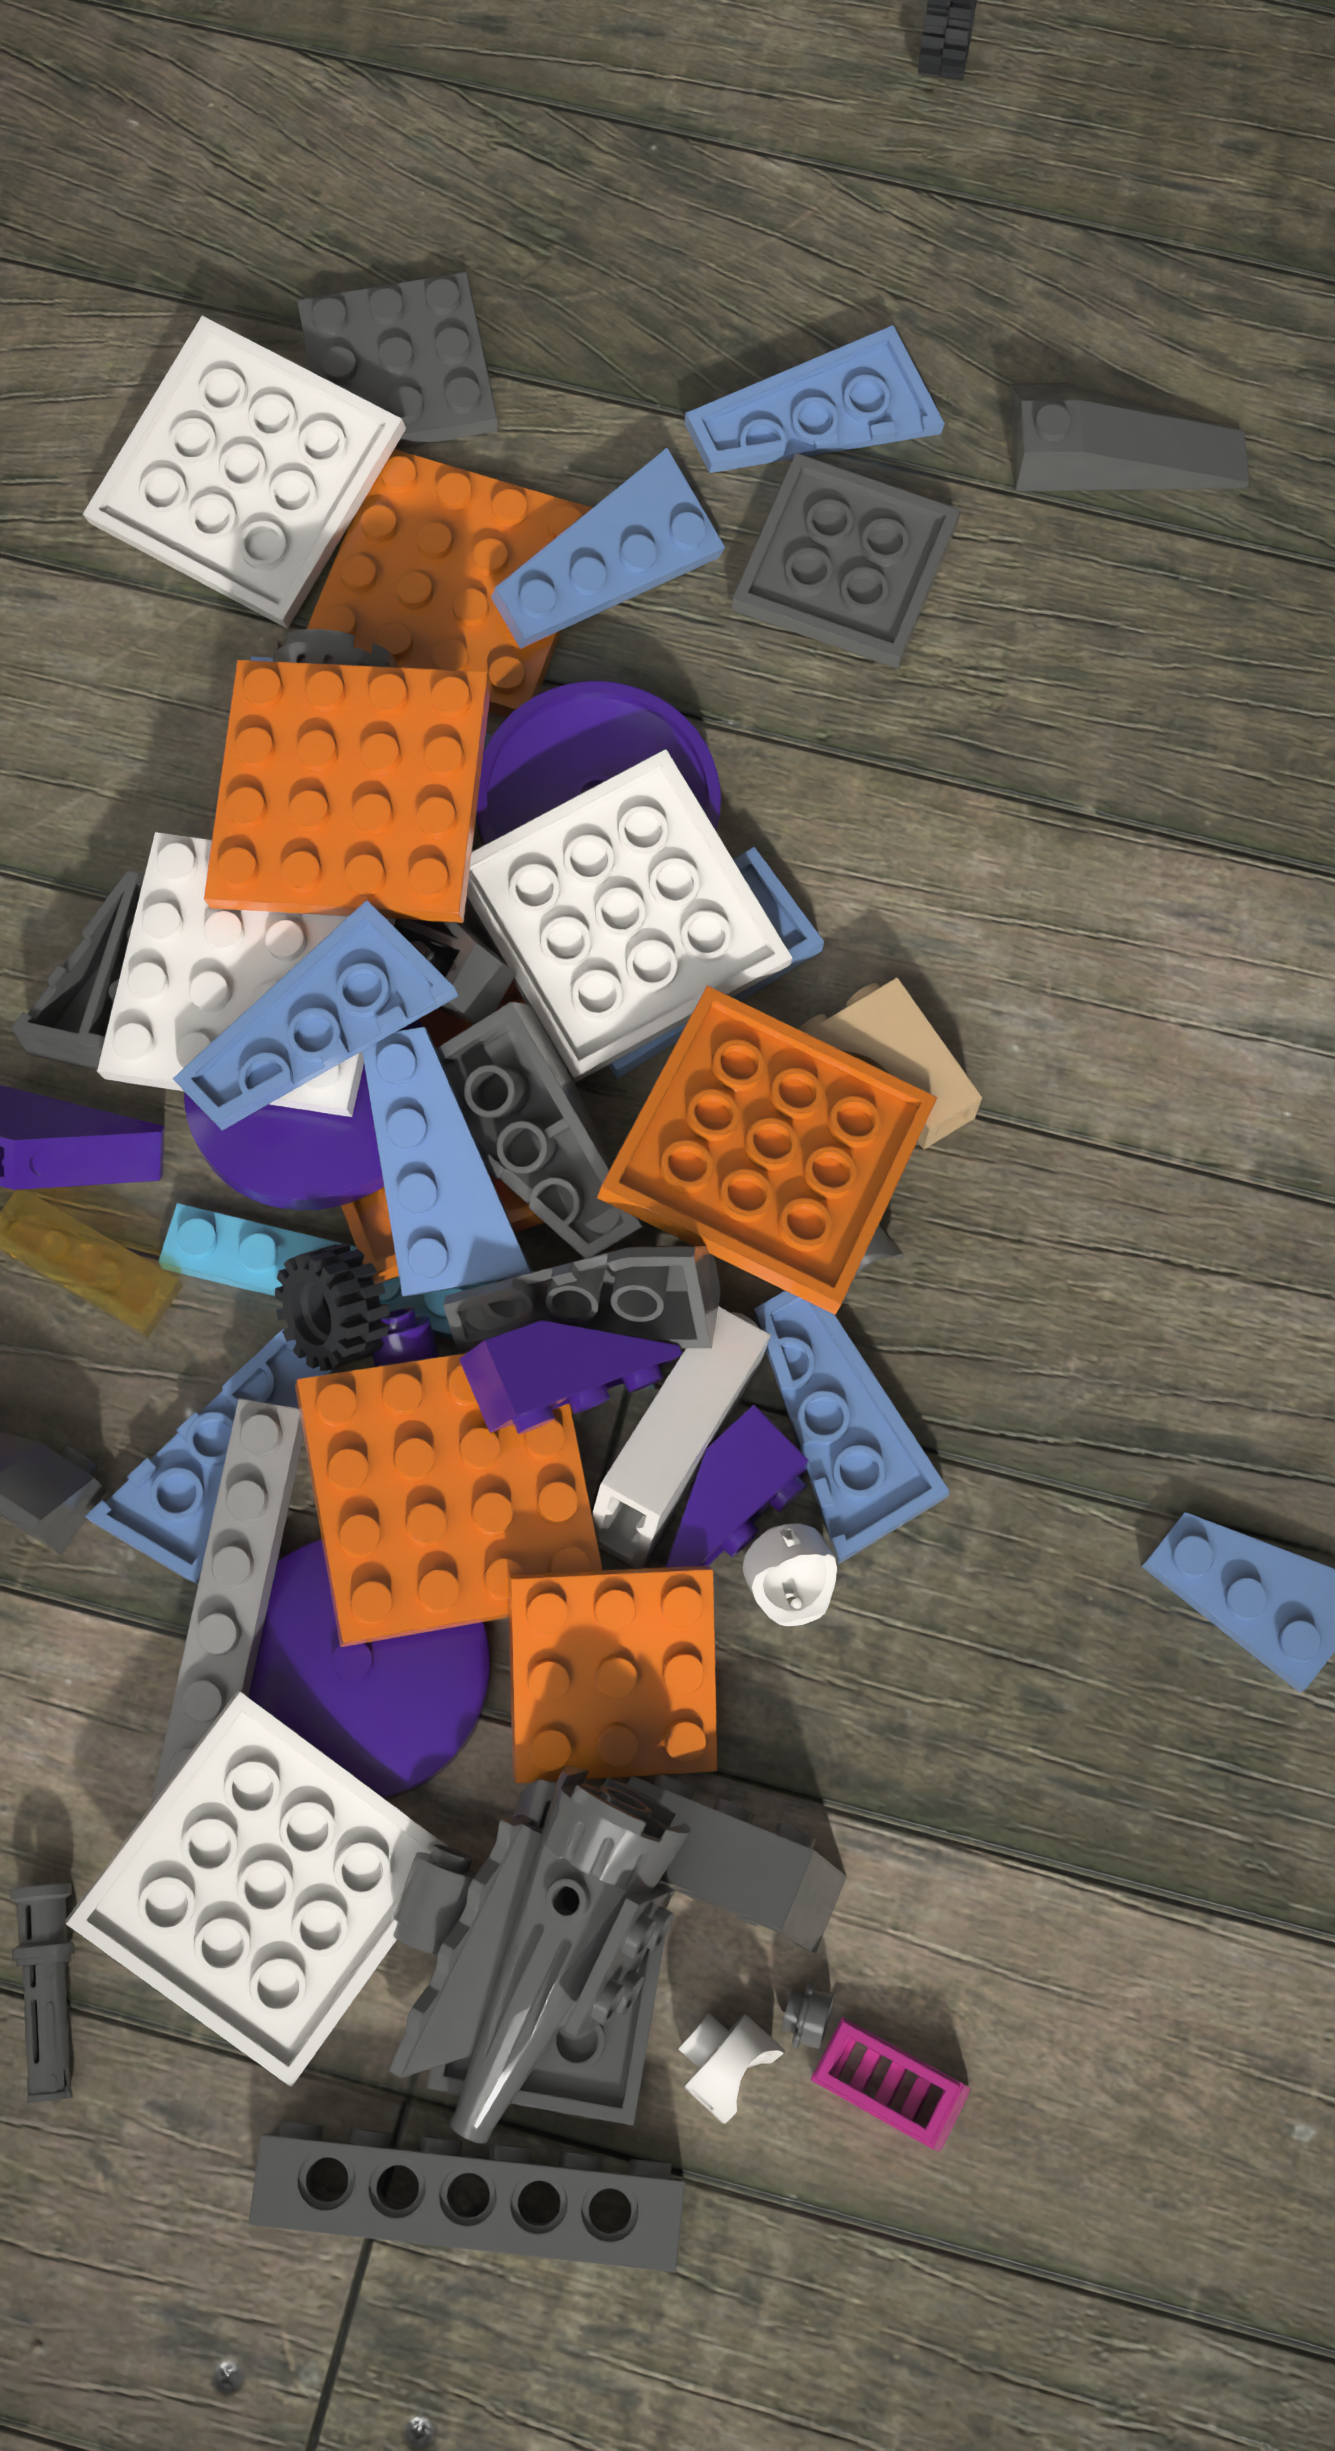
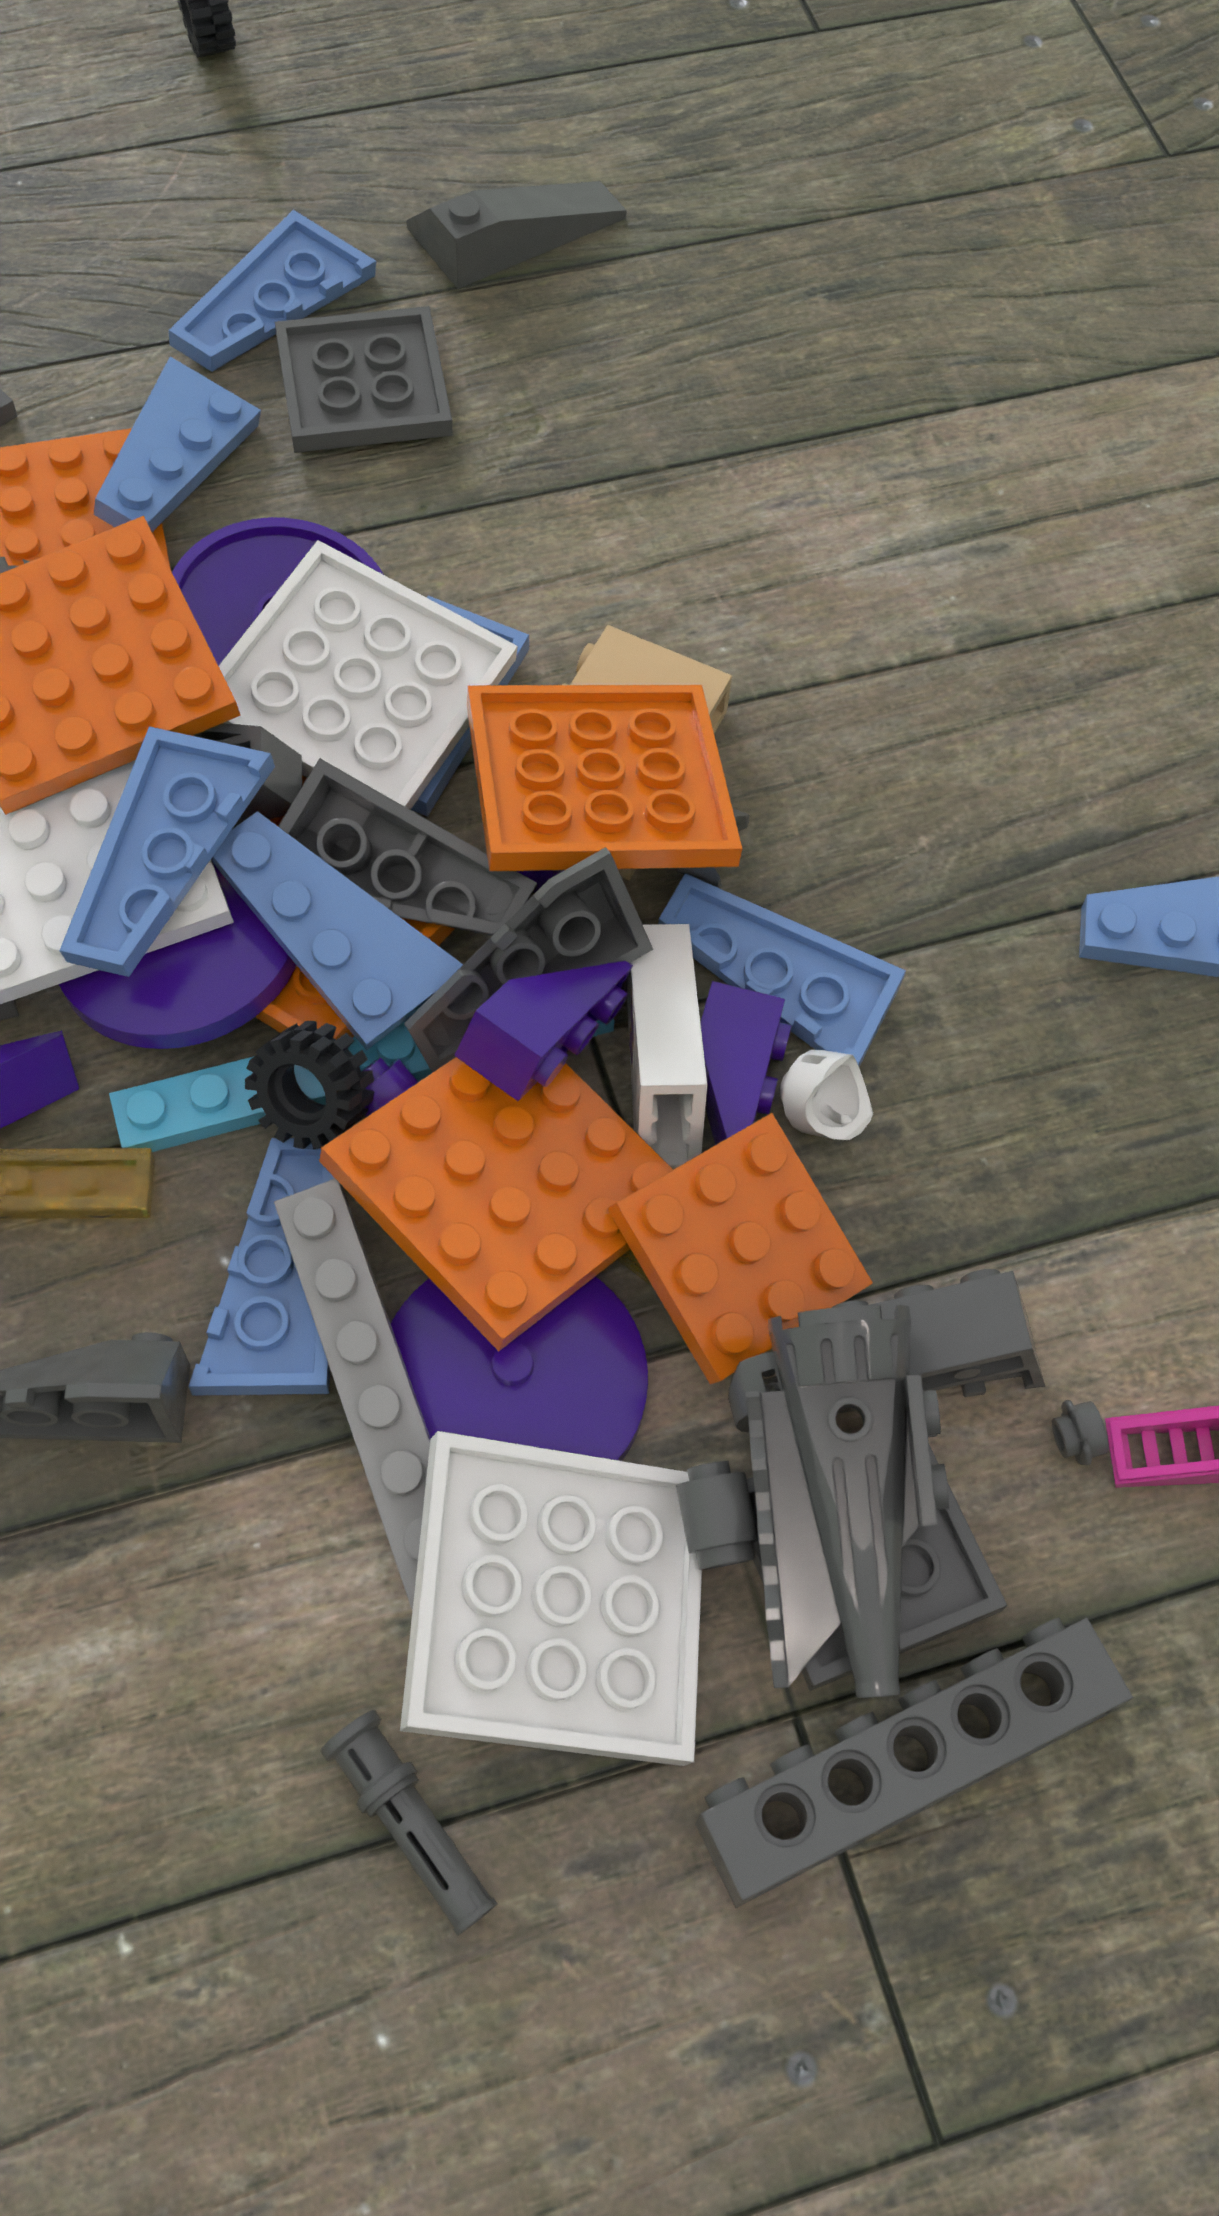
camera: 35 degrees left, 10 degrees down
(723, 2059) = (1045, 1506): white piece -> none

